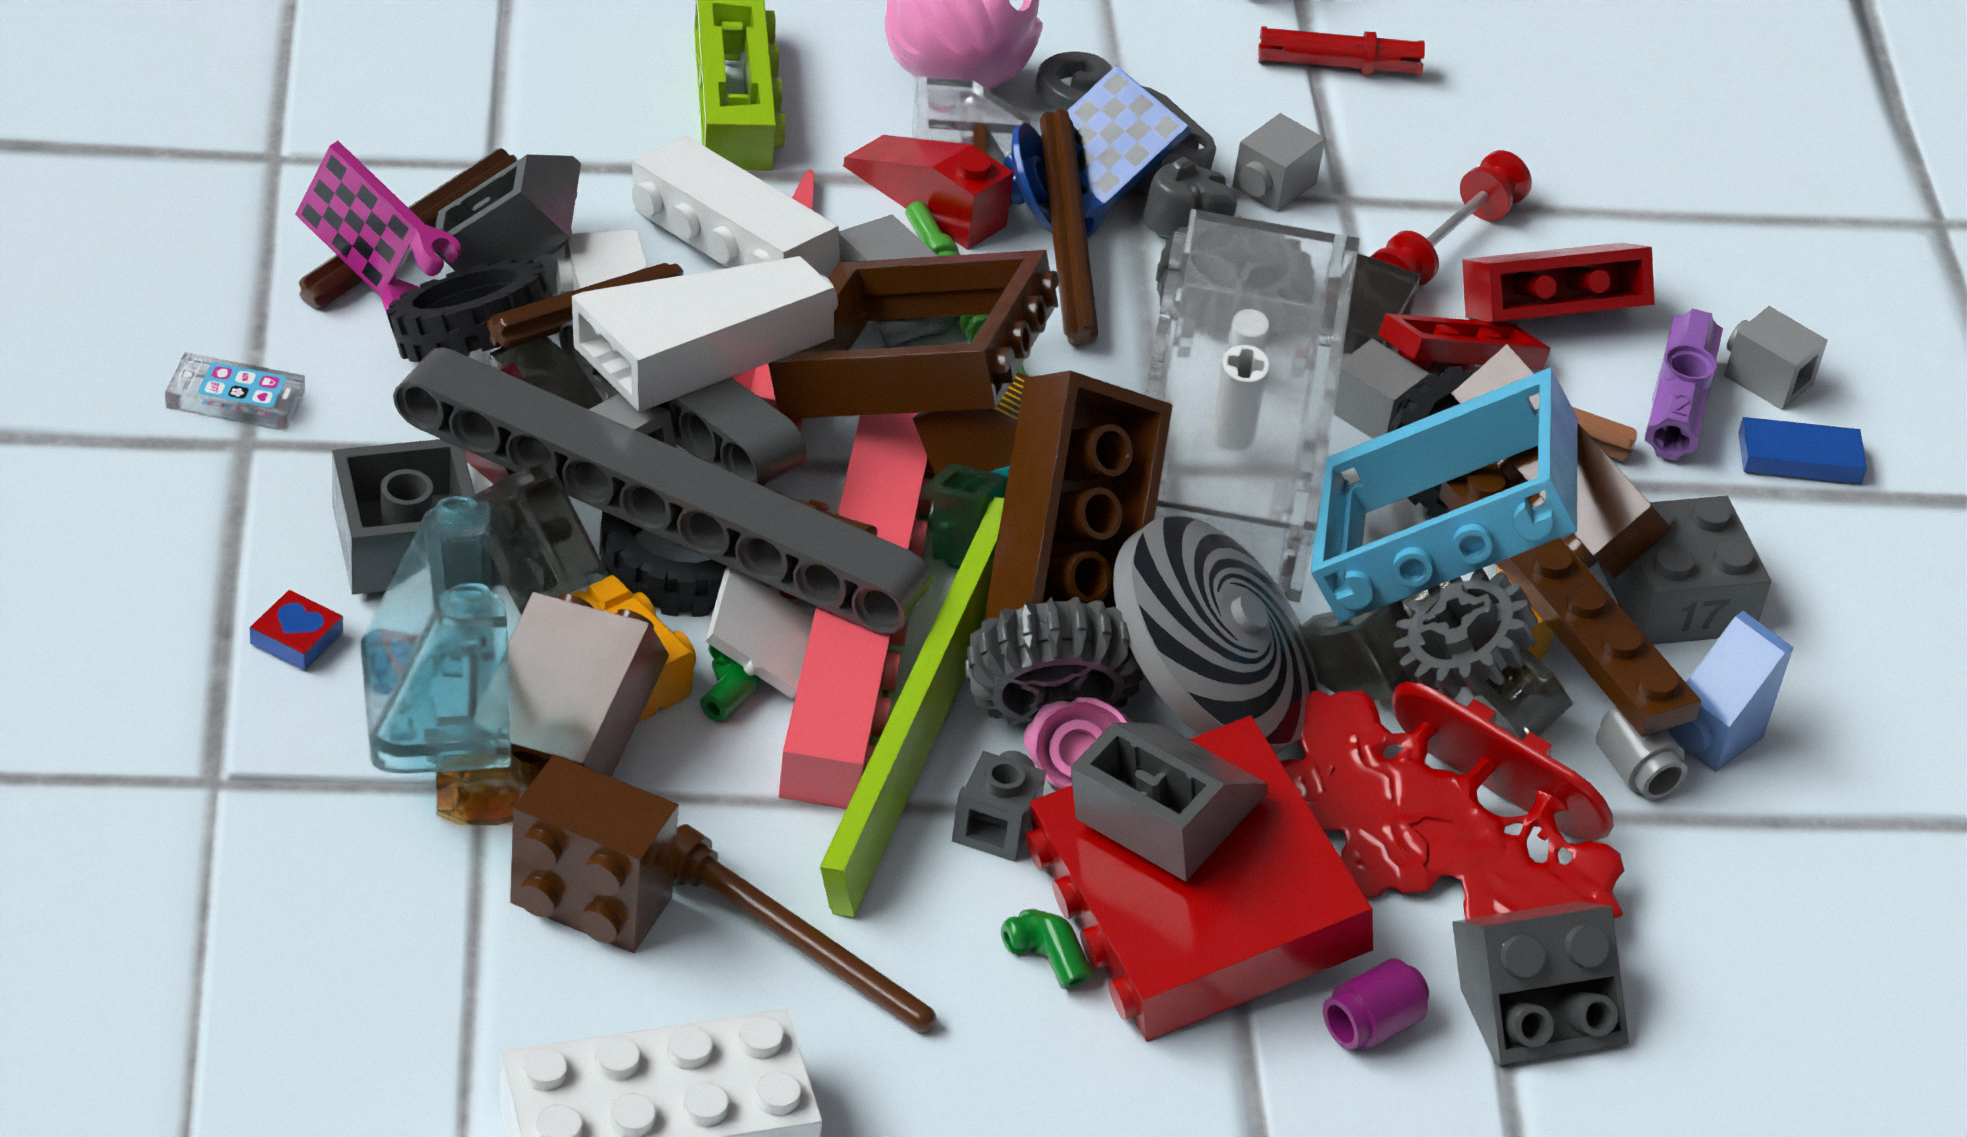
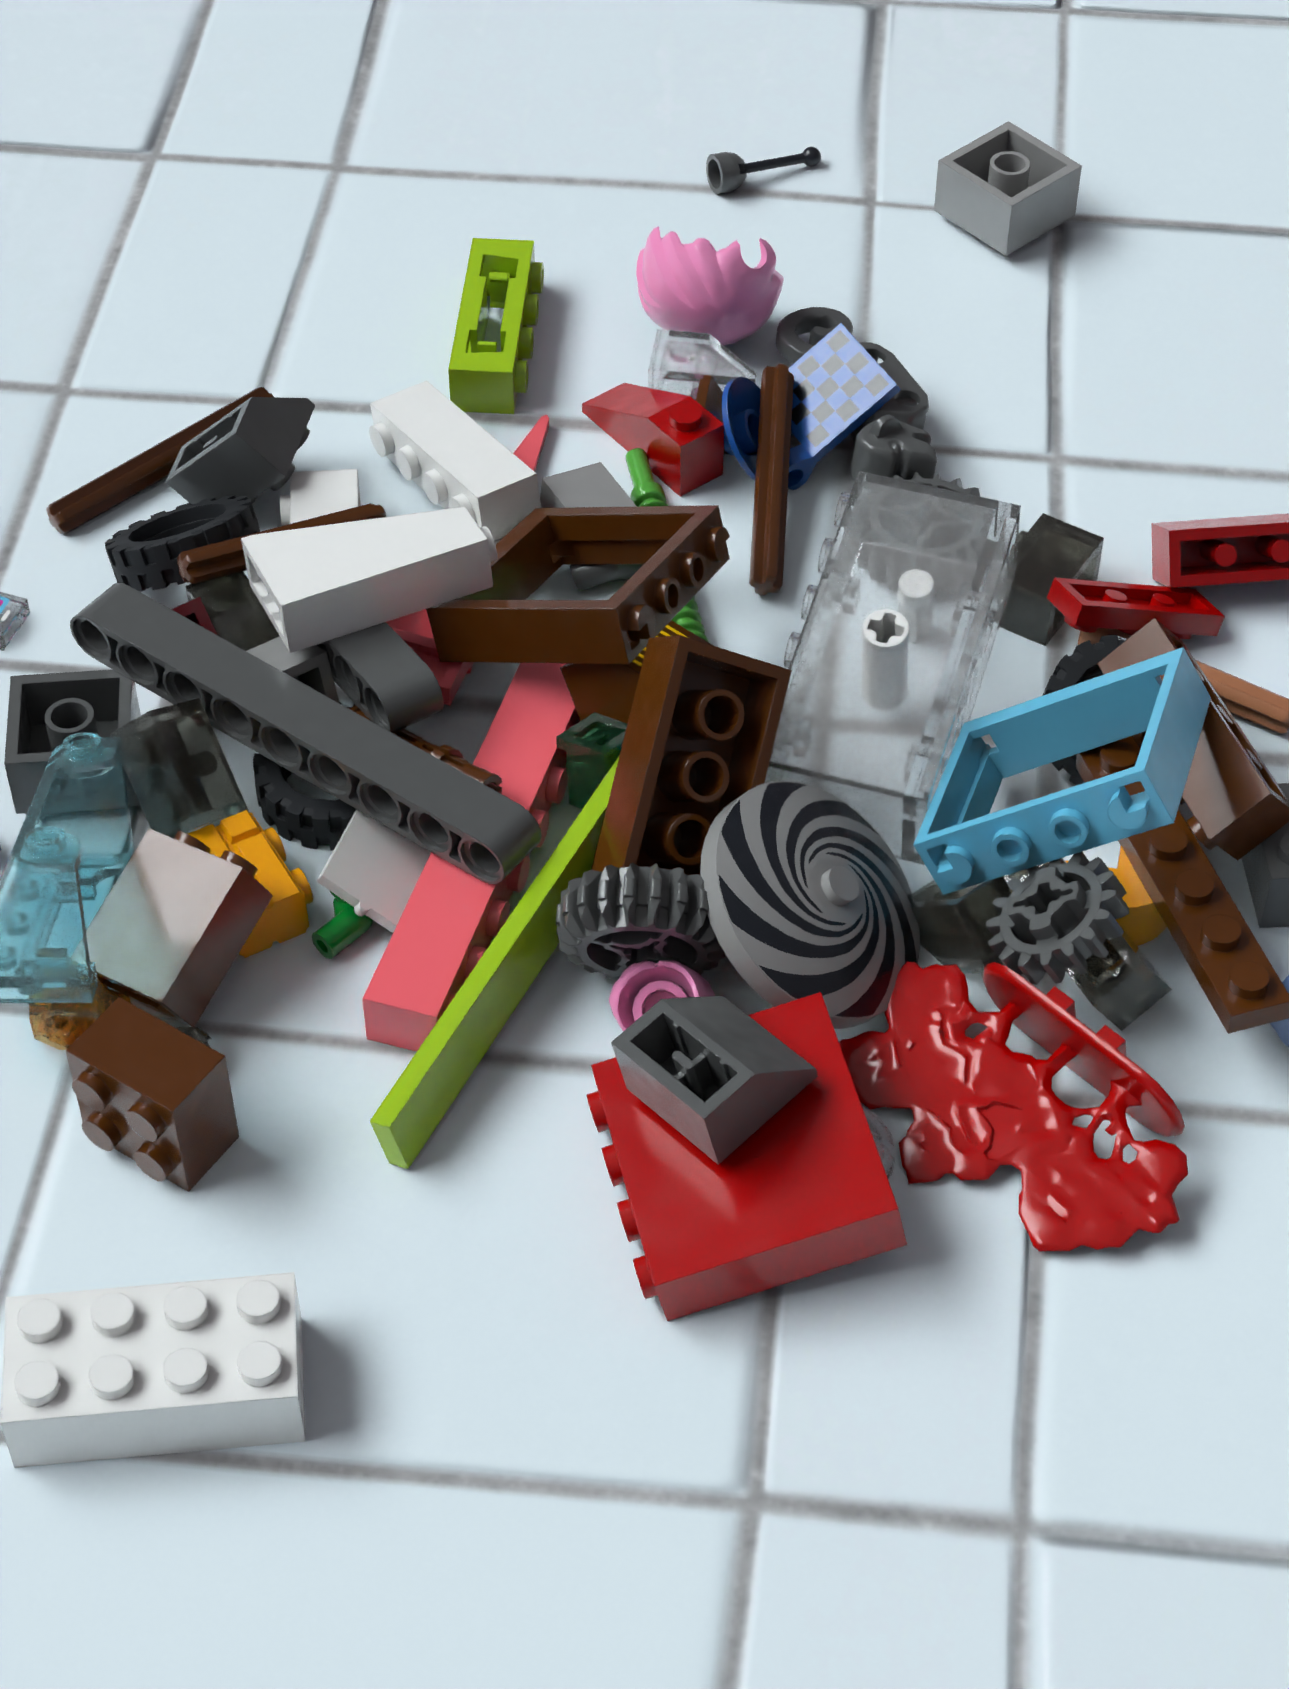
camera: 15 degrees right, 5 degrees up
(370, 225) = (104, 459): dark pink flag -> none
(699, 865) = (260, 1102): reddish brown piece -> none
(1001, 789) = (560, 1062): dark grey brick -> none
(1050, 937) = (592, 1207): green arm -> none
(1278, 162) = (993, 420): light grey brick -> none
(1340, 50) = (1081, 311): red pin -> none
(1374, 387) = (1033, 646): light grey brick -> none
(1376, 1005) = (902, 1302): magenta brick -> none
(1485, 191) = (1193, 456): red axle -> none
(1543, 980) = (1080, 1288): dark grey slope -> none
(1645, 763) = (1237, 1059): light grey brick -> none

